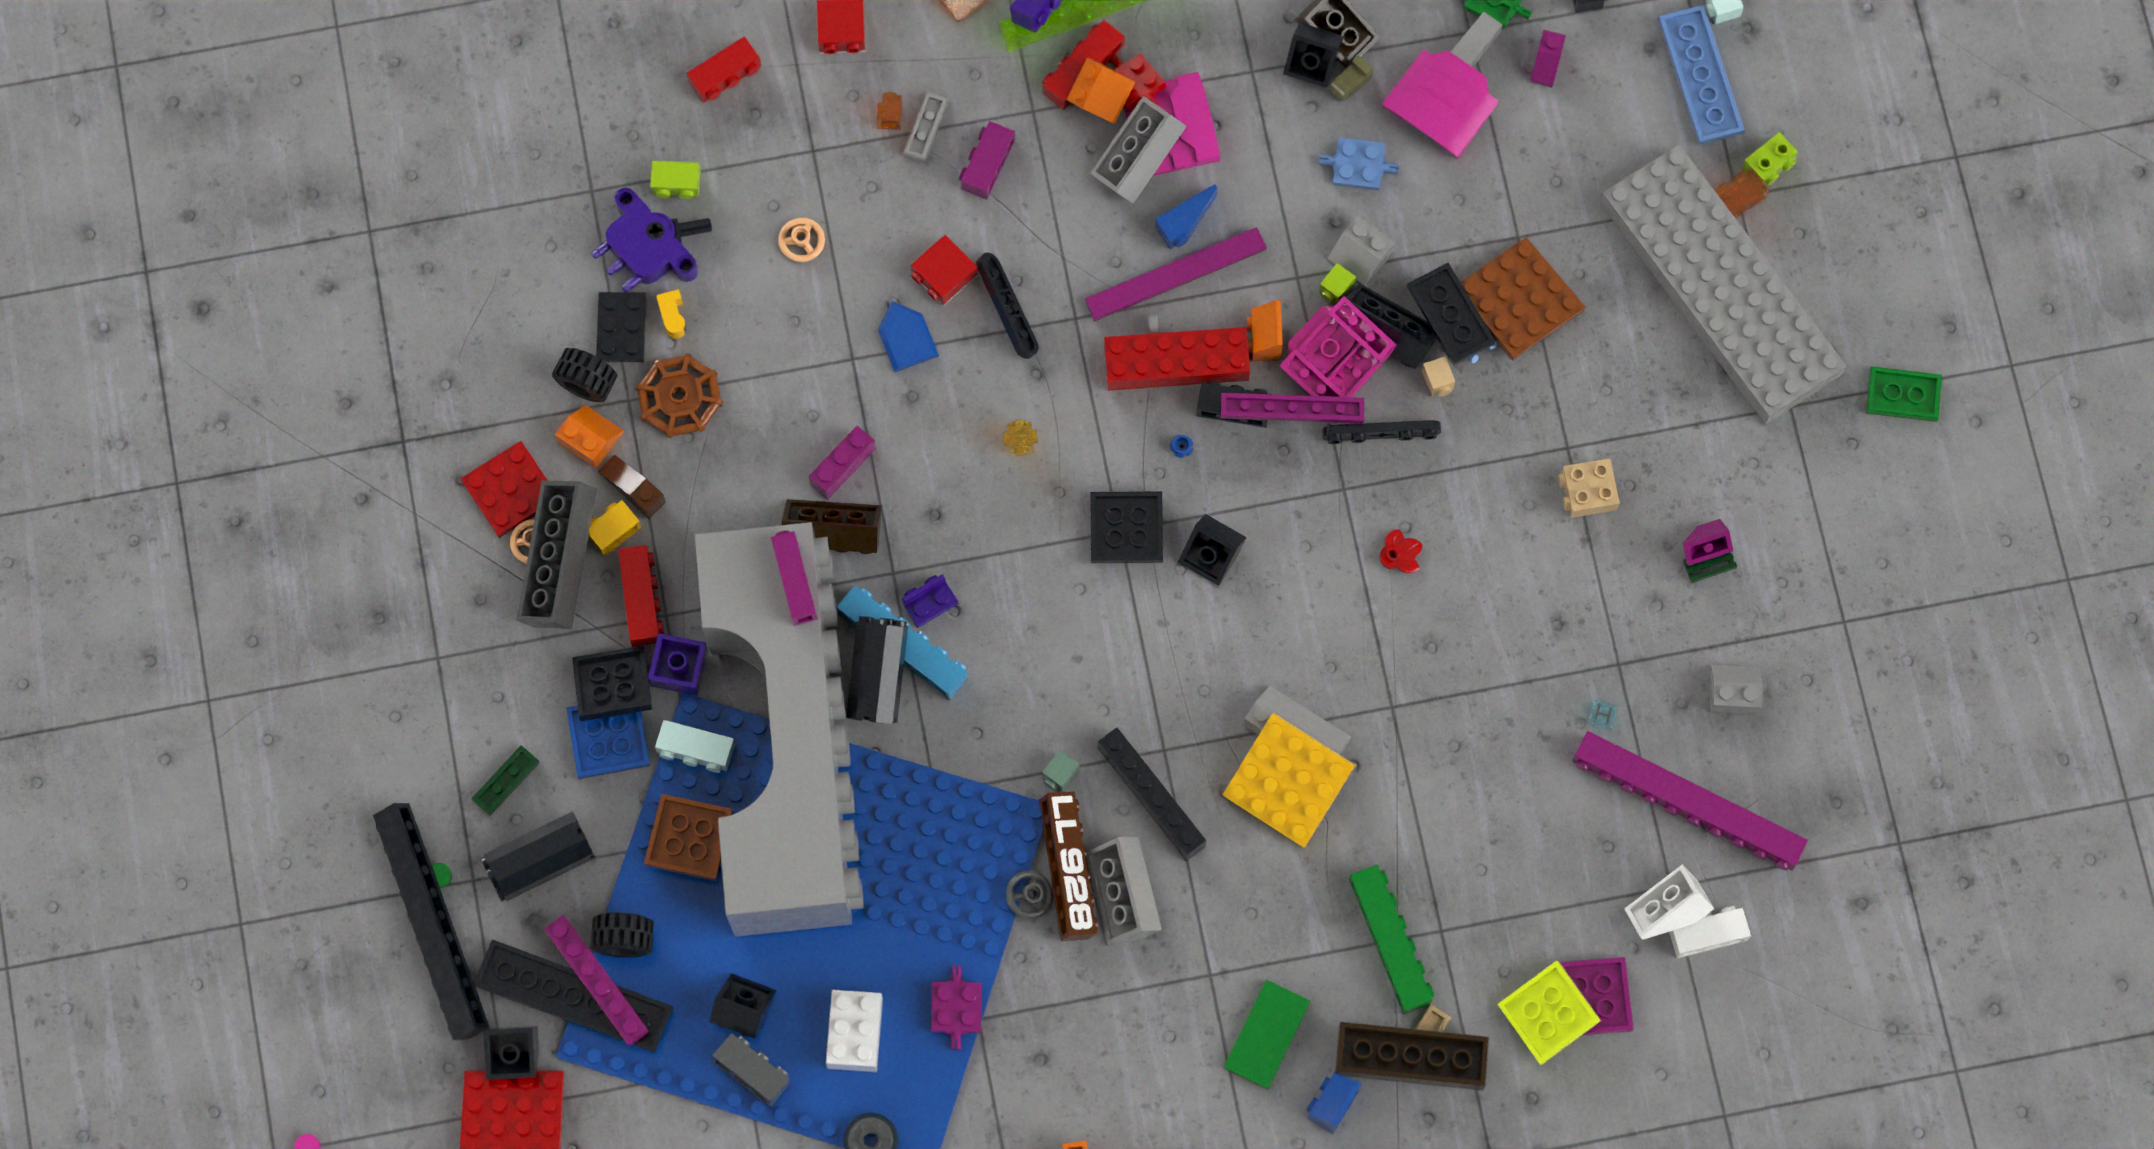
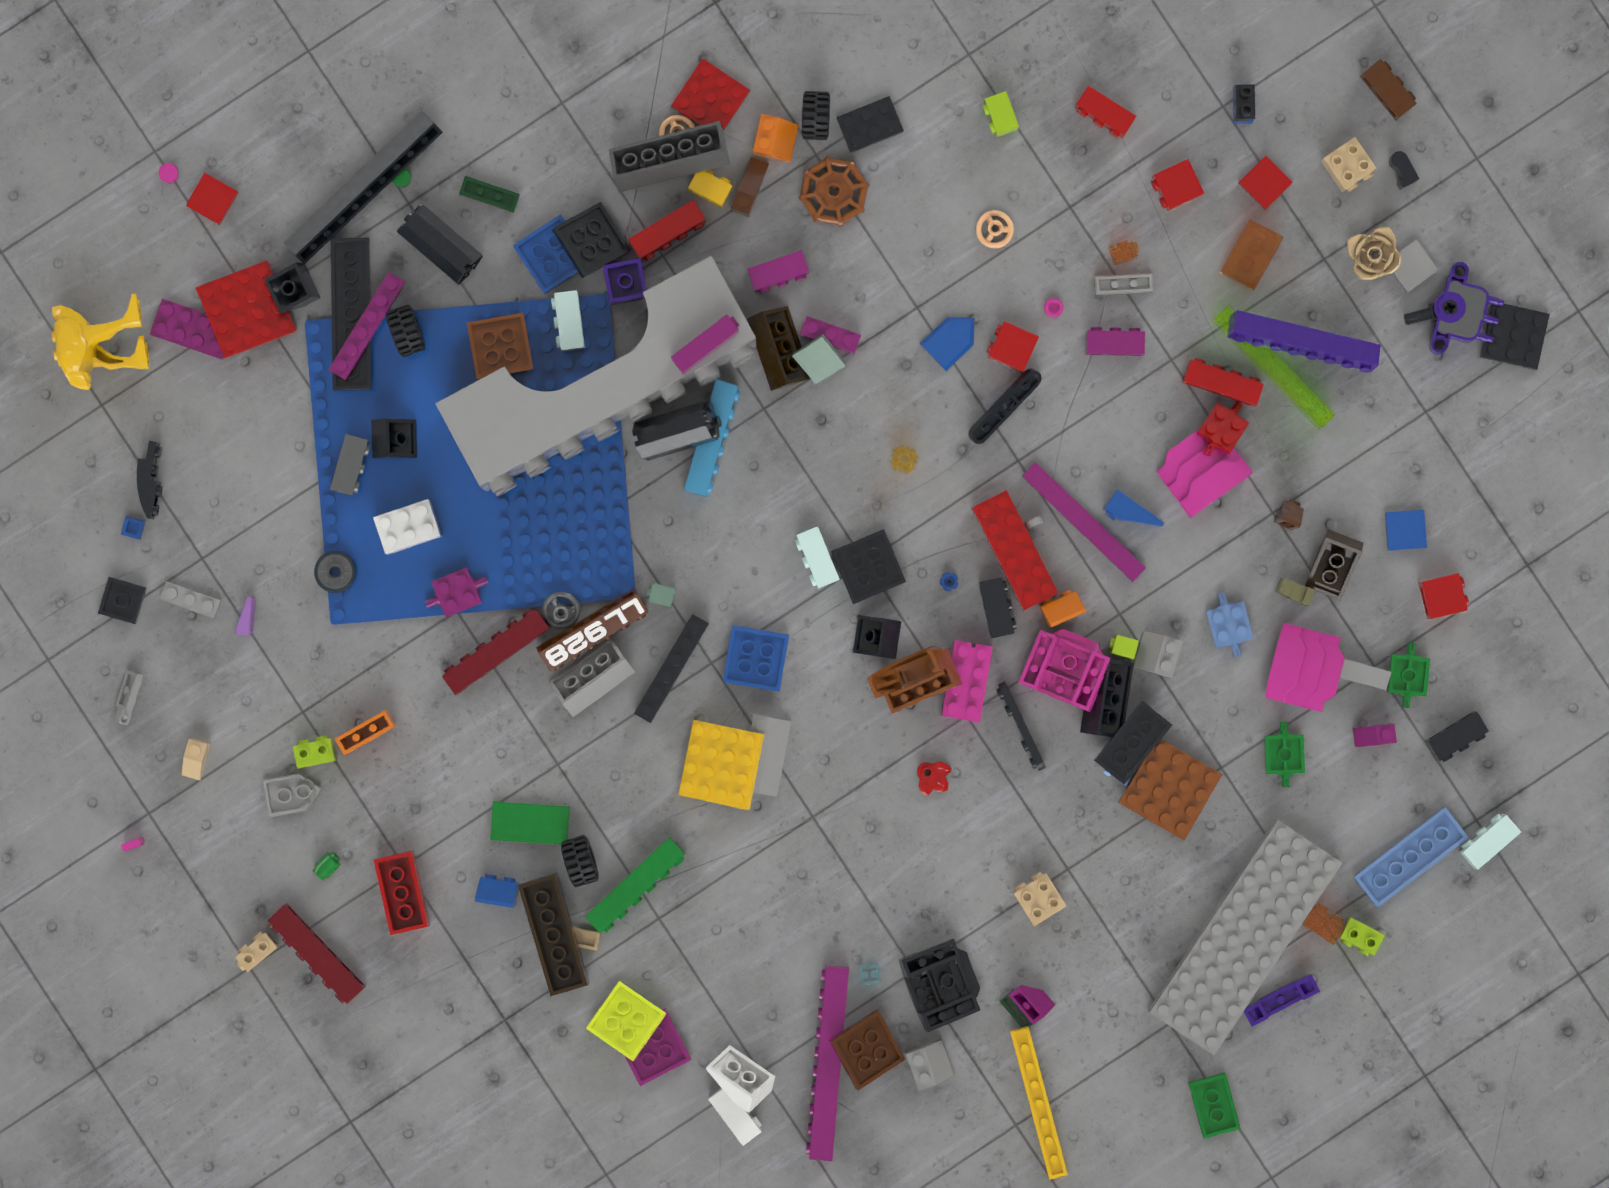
camera: 65 degrees right, 15 degrees up
(361, 1107) = (212, 198): none -> red tile
(638, 250) = (933, 115): dark purple piece -> none
(673, 321) = (893, 157): yellow leg -> none
(743, 491) = (778, 272): none -> magenta brick
(864, 483) = (819, 359): none -> sand green tile
(918, 211) = (1053, 307): none -> dark pink tile
(929, 600) = (752, 445): dark purple bracket -> none
(1046, 989) = (495, 652): none -> dark red brick
(1092, 579) = (816, 558): none -> light aqua brick
(1101, 90) = (1203, 406): orange slope -> none
(1138, 149) = (1167, 454): light grey slope -> none
(1180, 695) = (756, 658): none -> blue plate
(1264, 49) = (1290, 515): none -> reddish brown slope
(1267, 515) = (925, 675): none -> dark orange piece
(1292, 408) = (1007, 653): magenta plate -> none
(1305, 469) = (972, 665): none -> dark pink piece
(1313, 55) = (1300, 555): black brick -> none
(1336, 987) = (579, 861): none -> black tyre
(1438, 377) = (1081, 752): tan brick -> none
(1530, 162) = (1284, 754): none -> green plate
(1646, 638) = (941, 984): none -> black slope
(1691, 748) = (867, 1050): none -> reddish brown plate
(1809, 272) = (1281, 999): none -> dark purple slope
(1827, 583) = (1038, 1102): none -> yellow tile

